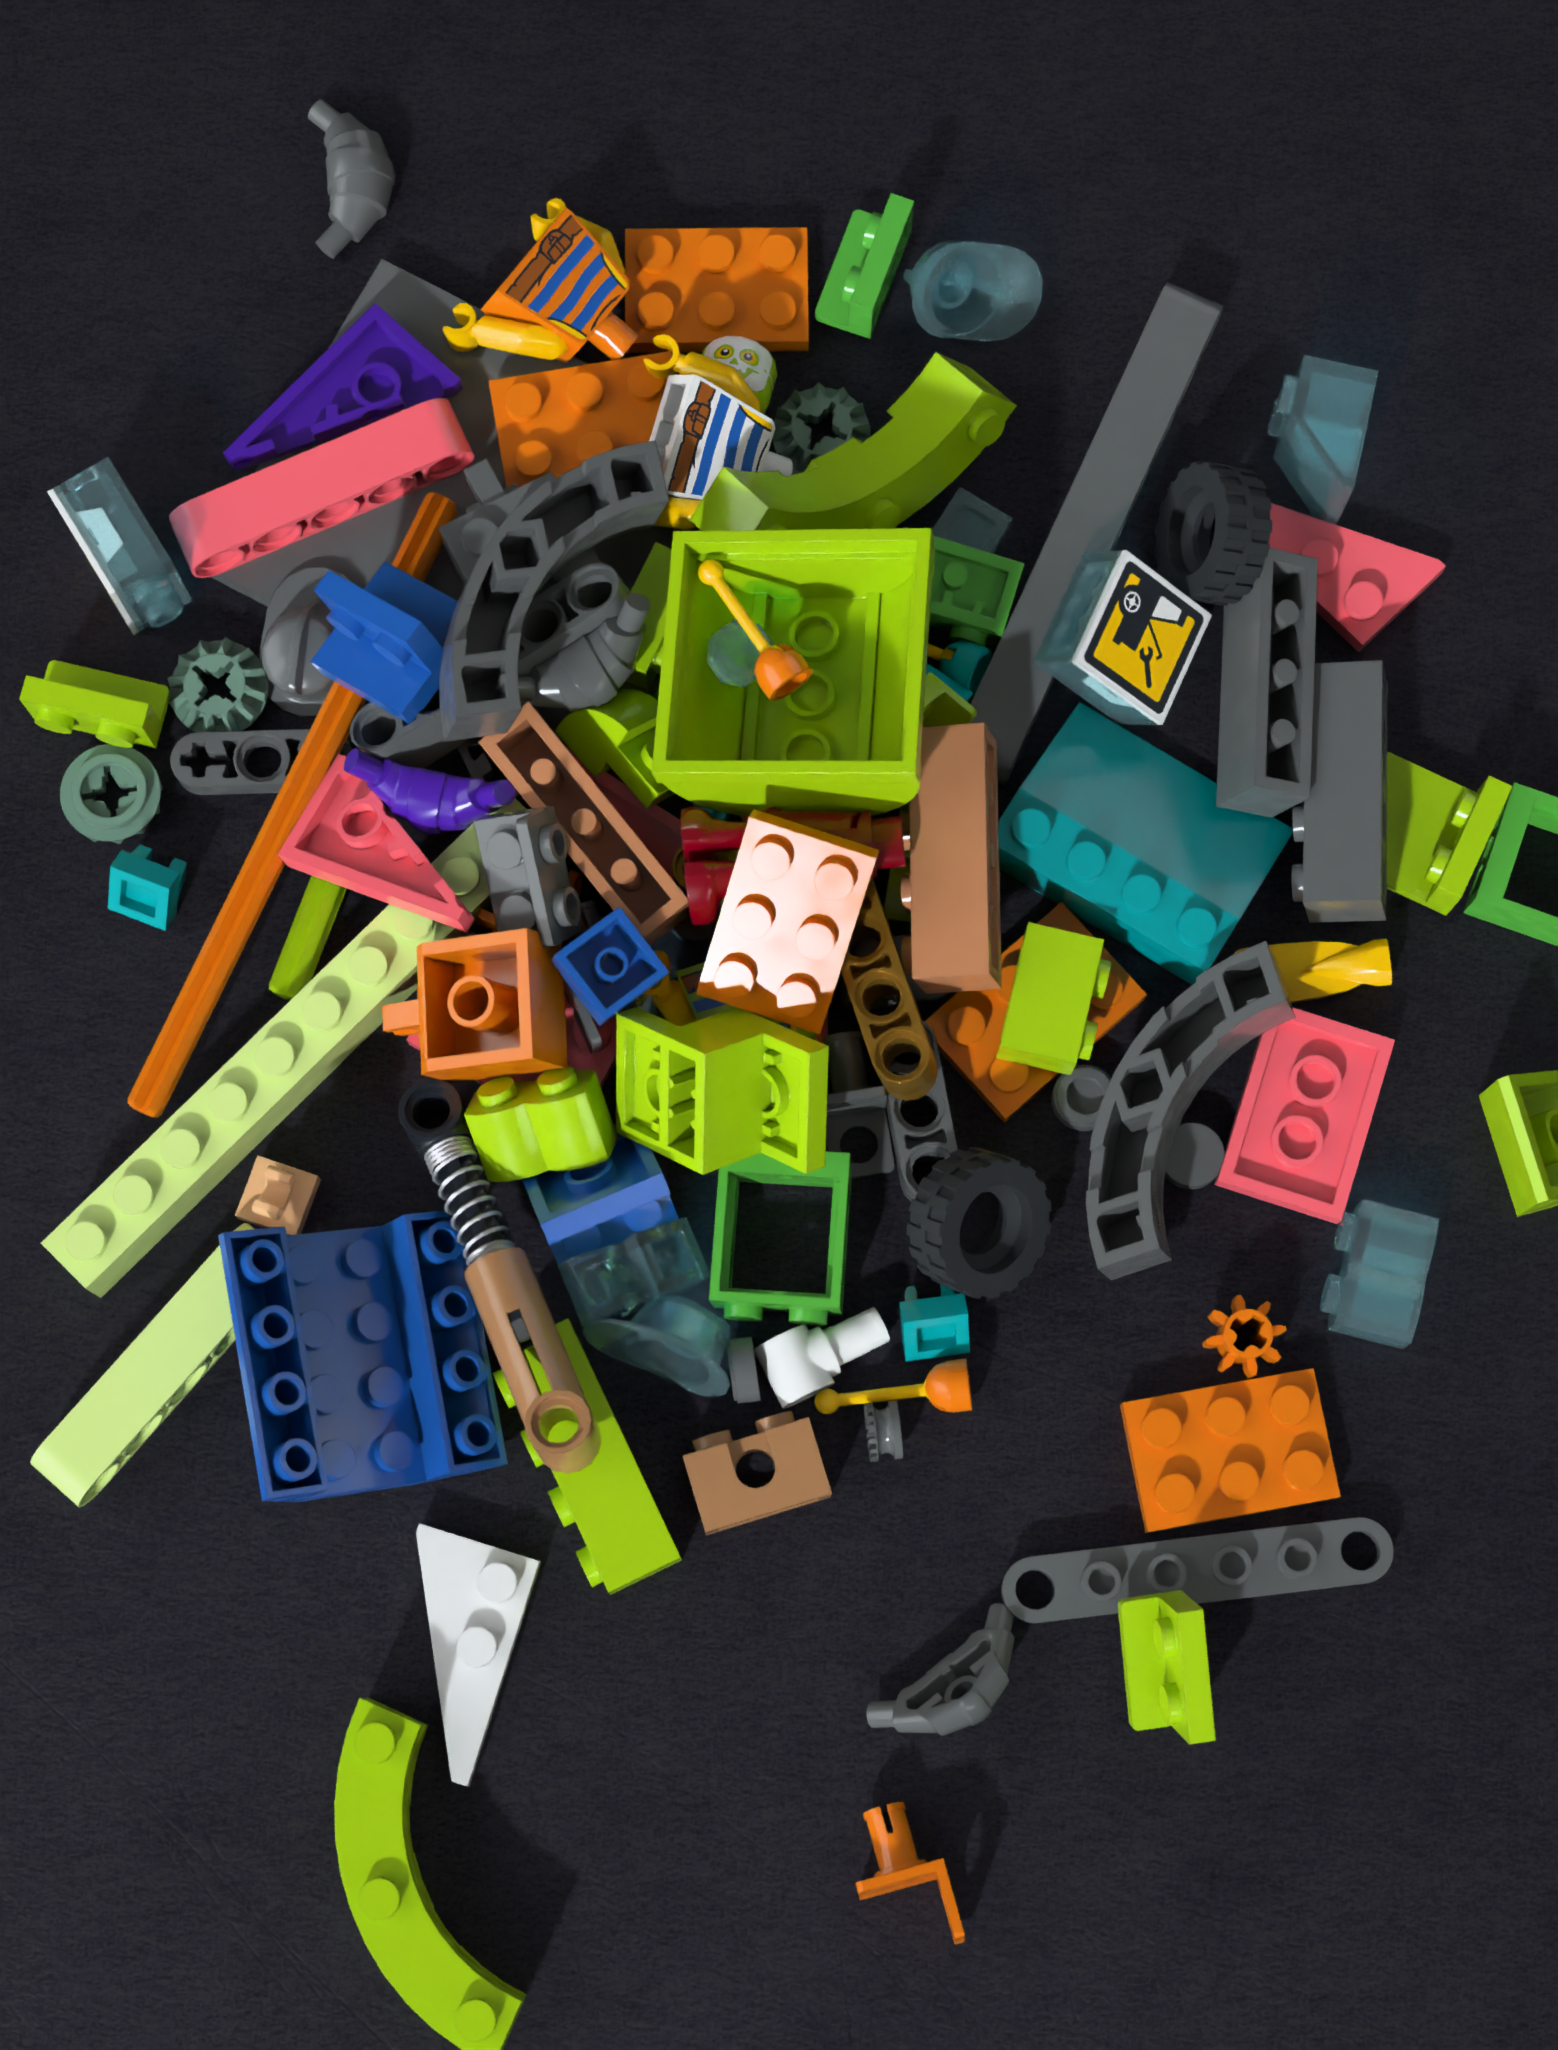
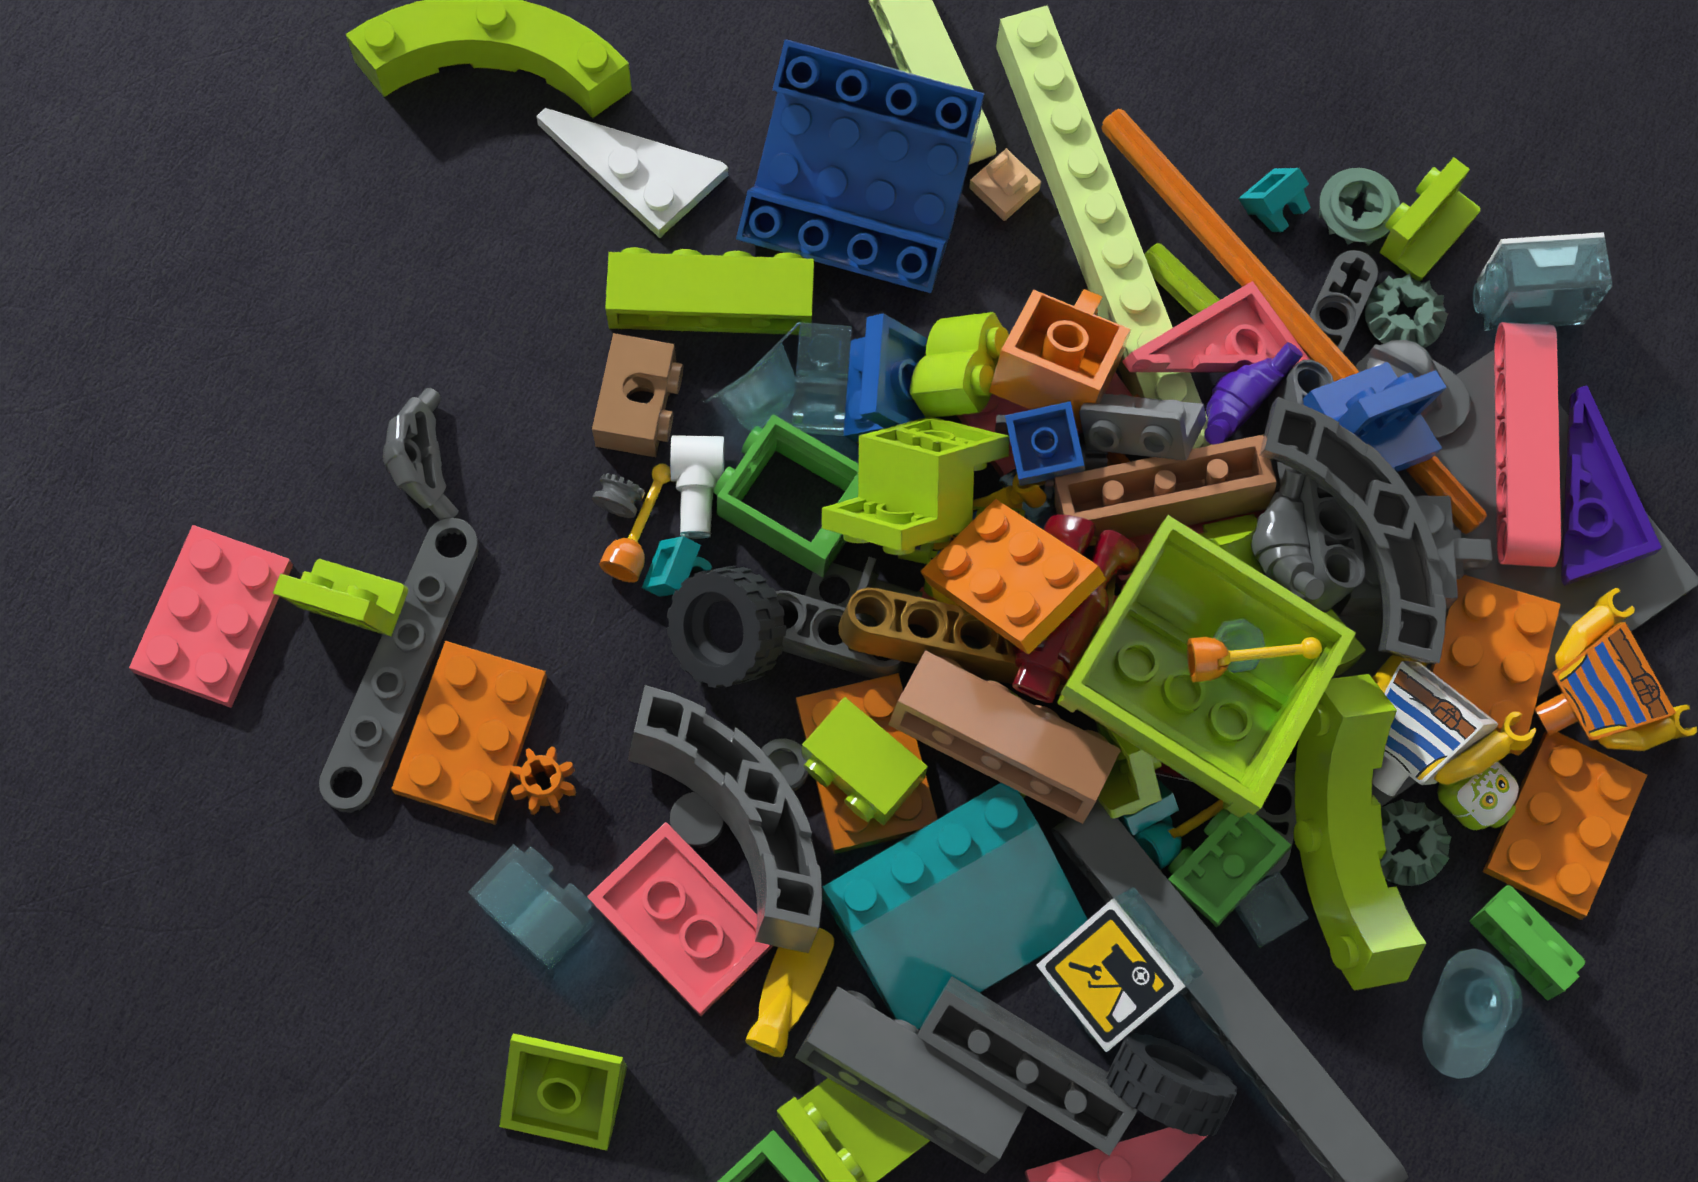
camera: 115 degrees right, 5 degrees down
(501, 1281) = (851, 277): piece -> none
(743, 1370) = (713, 420): dark grey tile -> none
(900, 1864) = (319, 358): orange bracket -> none
(1258, 1815) = (210, 616): none -> coral plate

